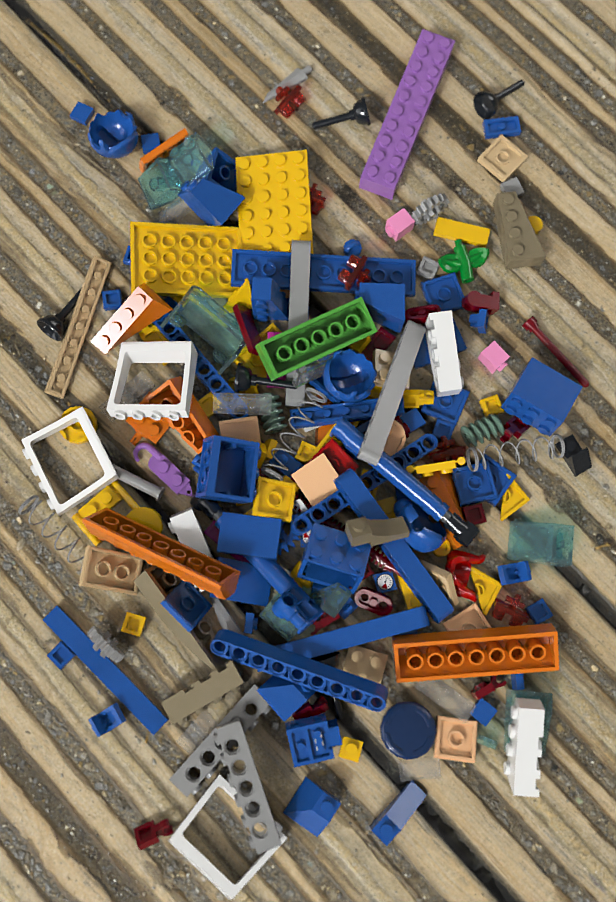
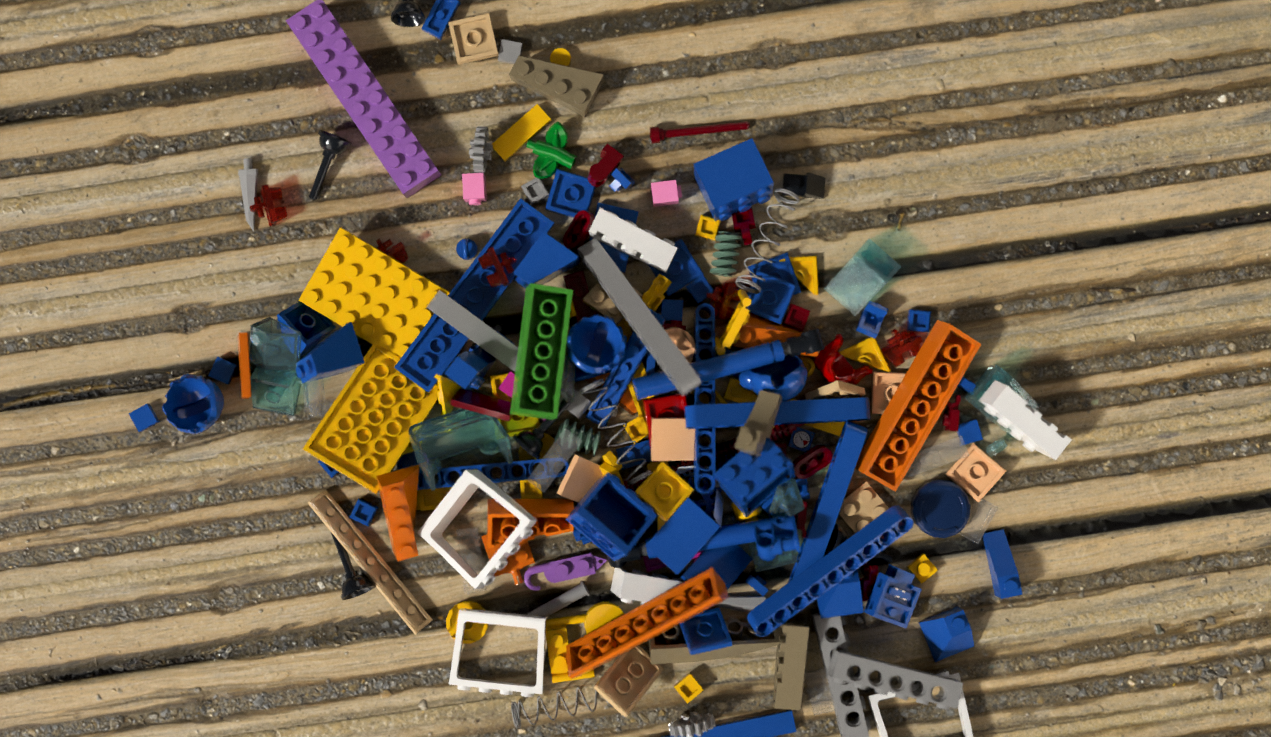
camera: 50 degrees left, 10 degrees up
(289, 551) = (718, 509): none -> sticker

